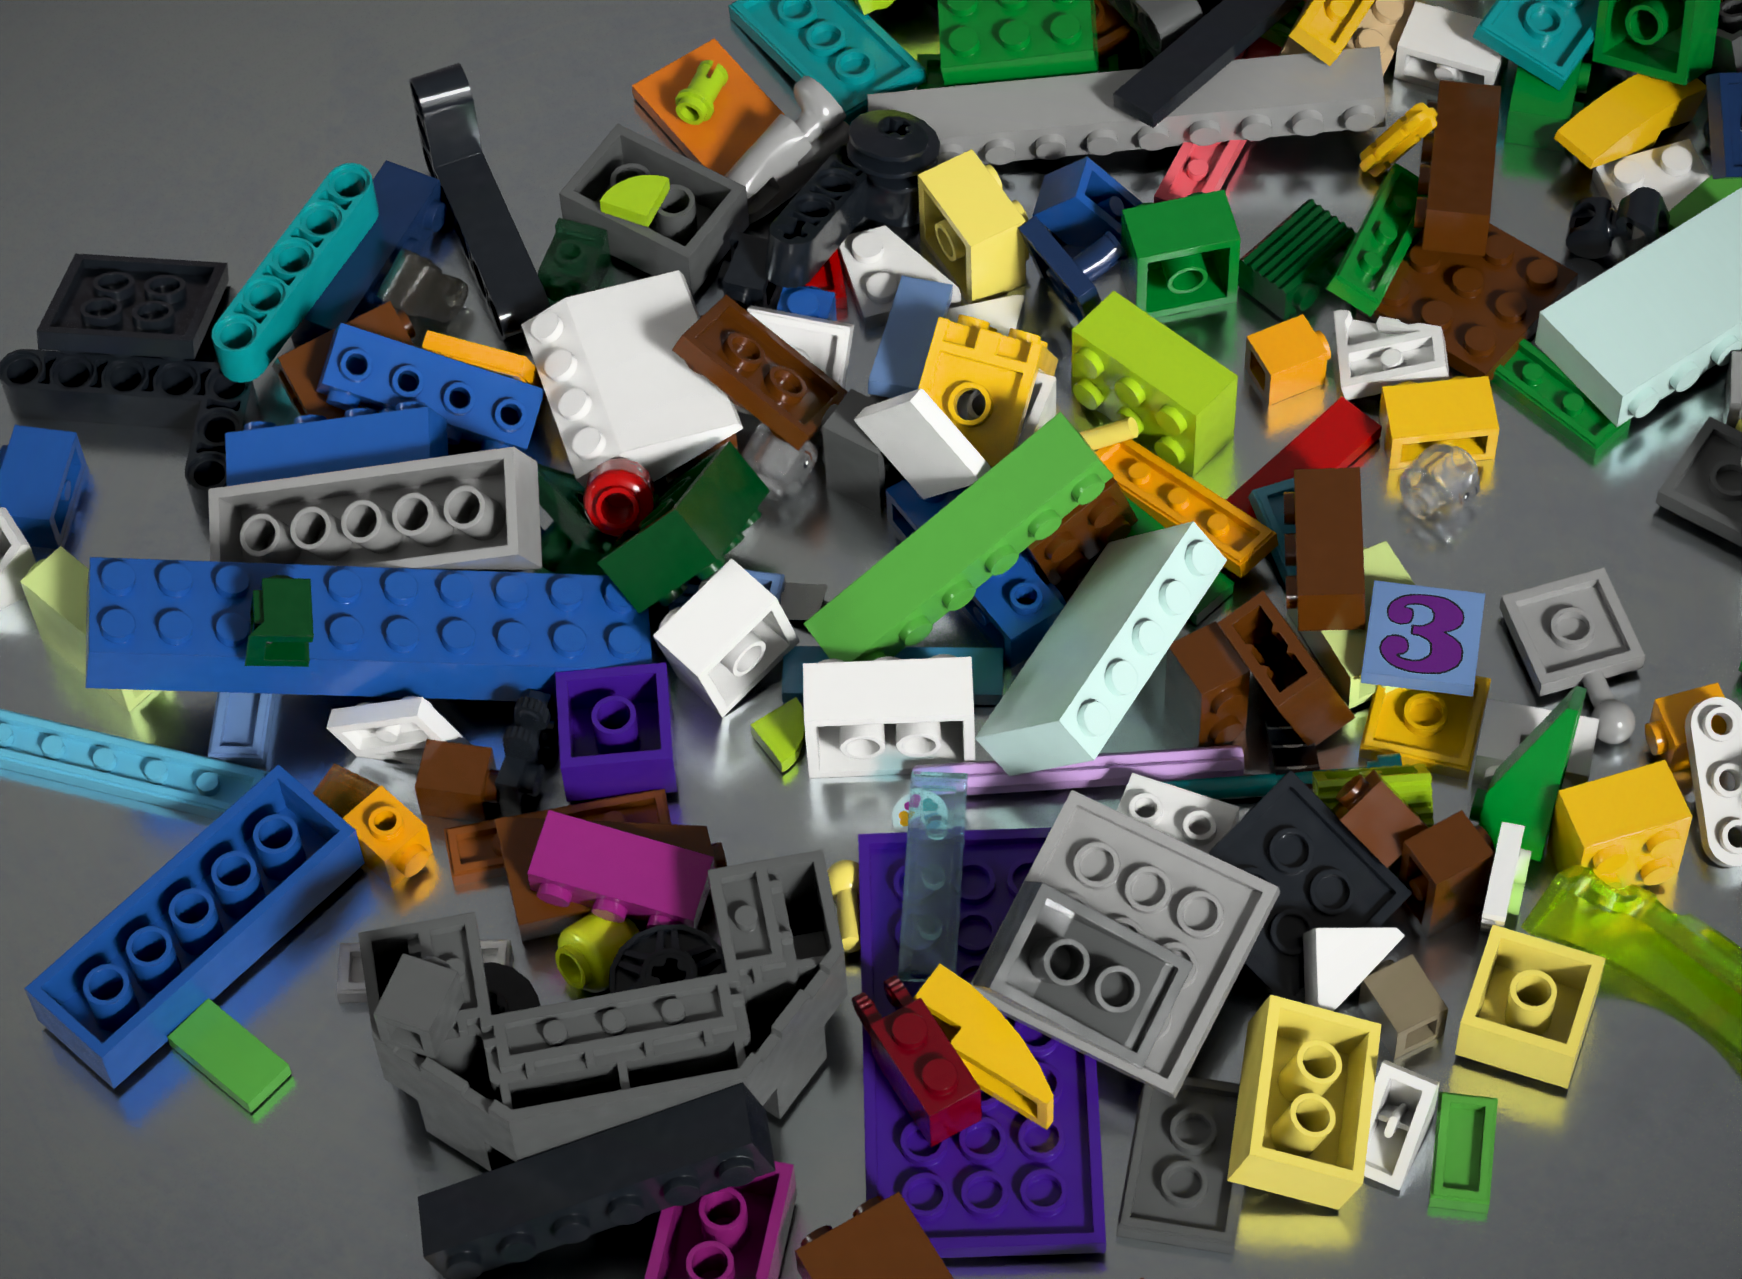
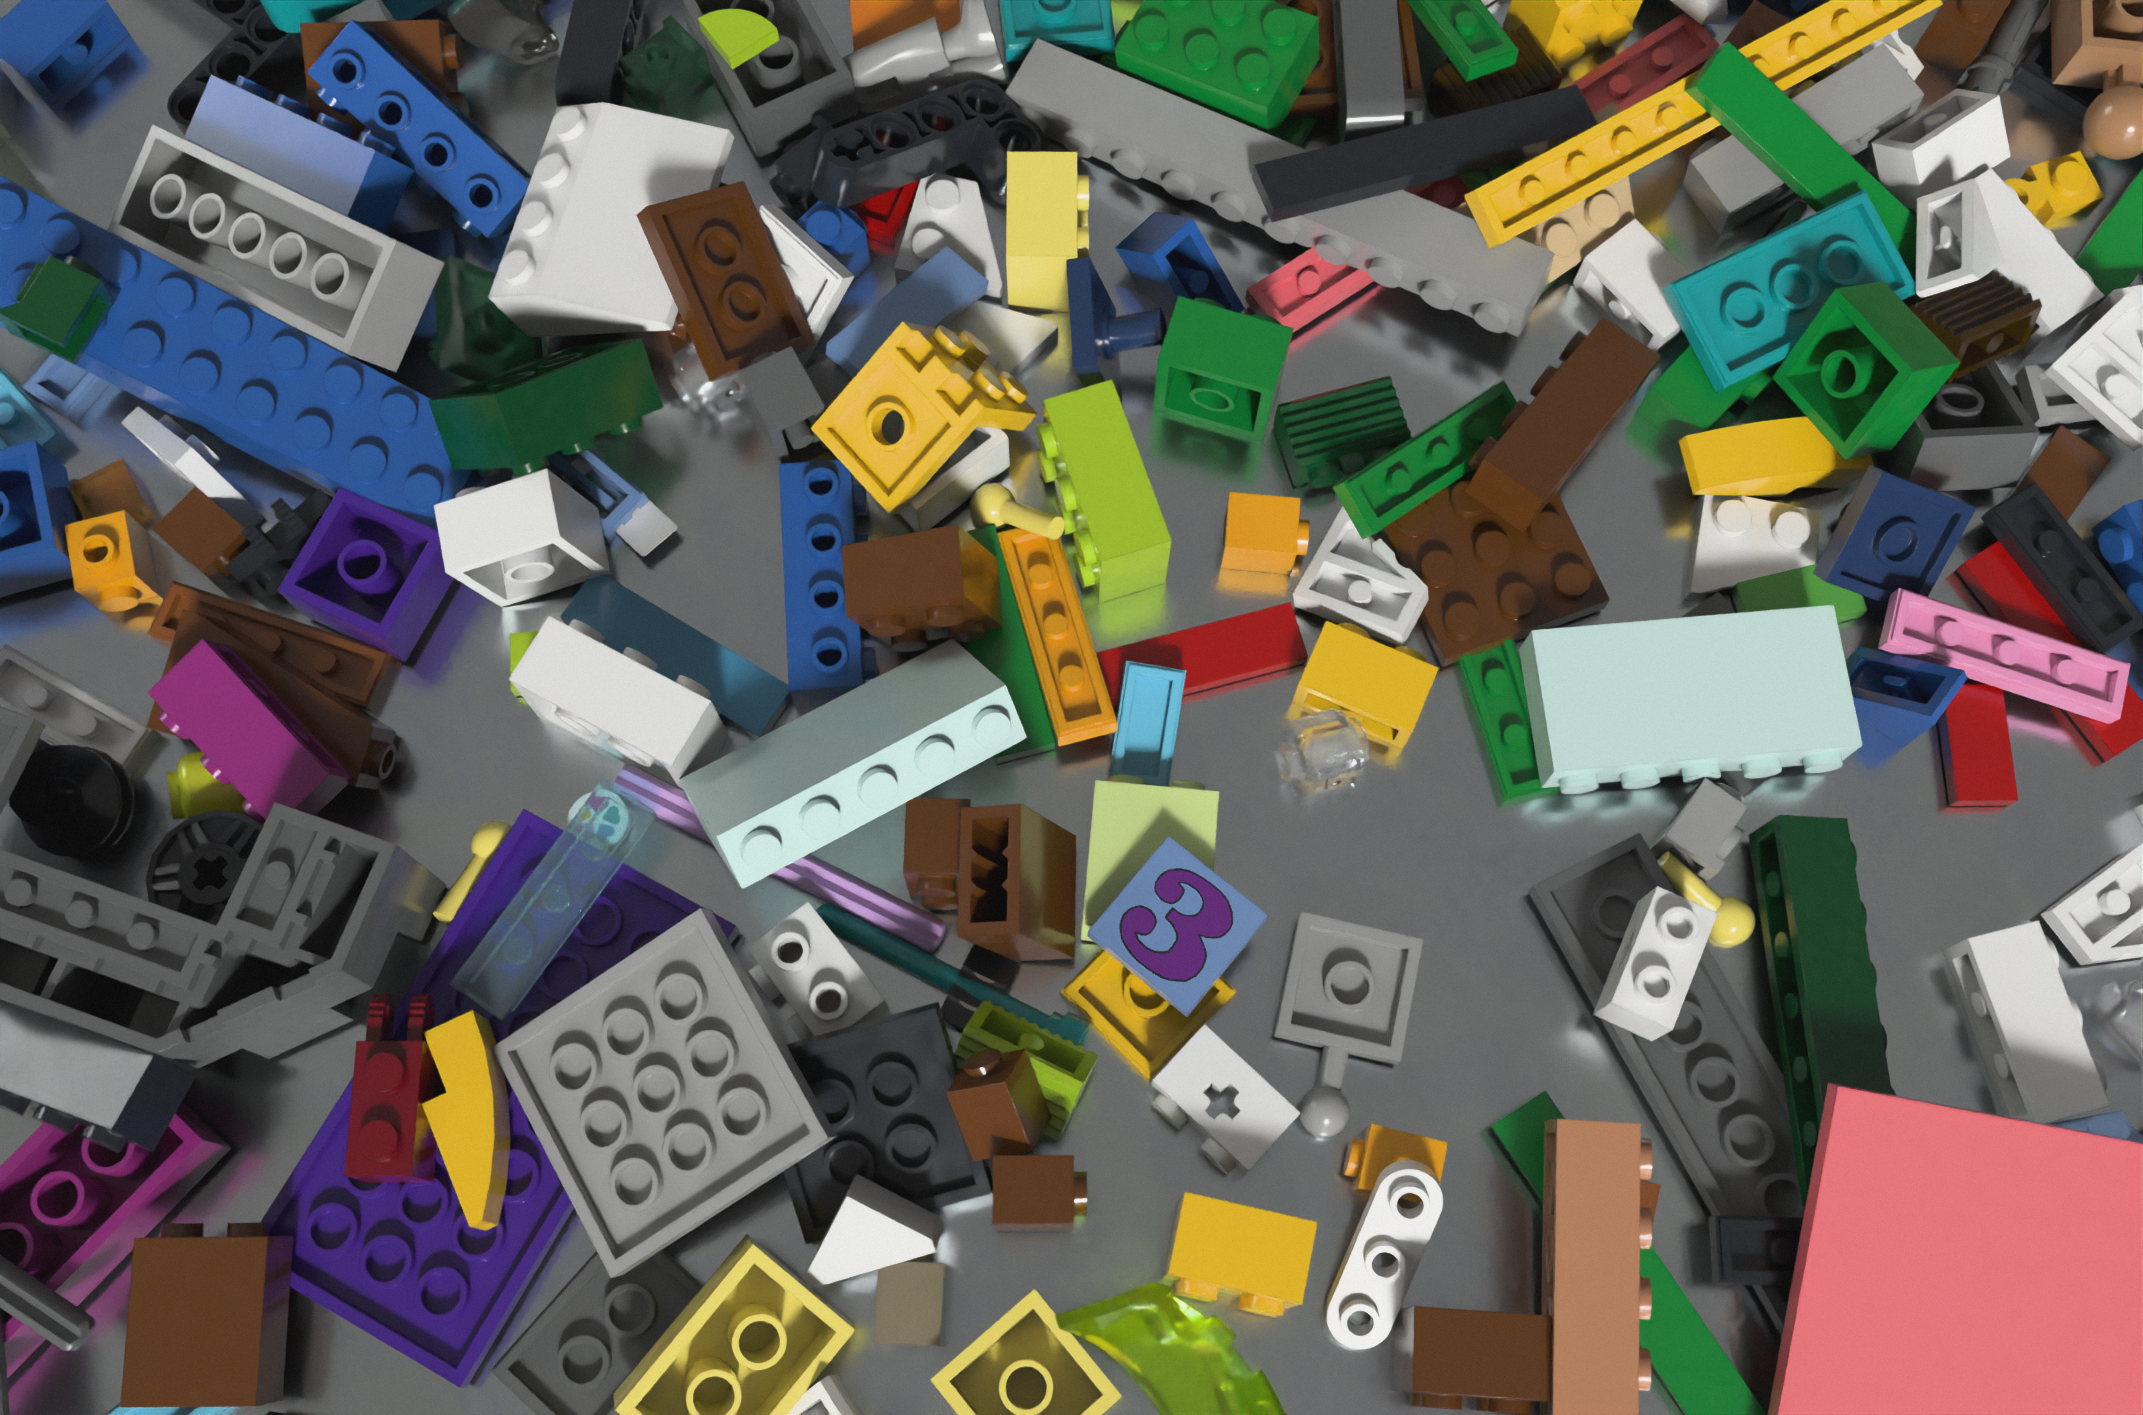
camera: 25 degrees right, 15 degrees up
(484, 357) = (492, 121): light orange tile -> none
(618, 496) = (508, 337): red head -> none
(892, 149) = (1011, 108): black piece -> none
(922, 443) = (802, 450): white tile -> none
(962, 546) = (780, 578): bright green brick -> none
(1083, 973) = (584, 1110): dark grey slope -> none
(1326, 549) = (1143, 775): reddish brown brick -> none
(1398, 139) = (1521, 358): yellow axle -> none
(1506, 877) = (1083, 1243): white wing -> none
(1529, 779) = (1176, 1148): green slope -> none
(1597, 222) = (1668, 555): black leg -> none

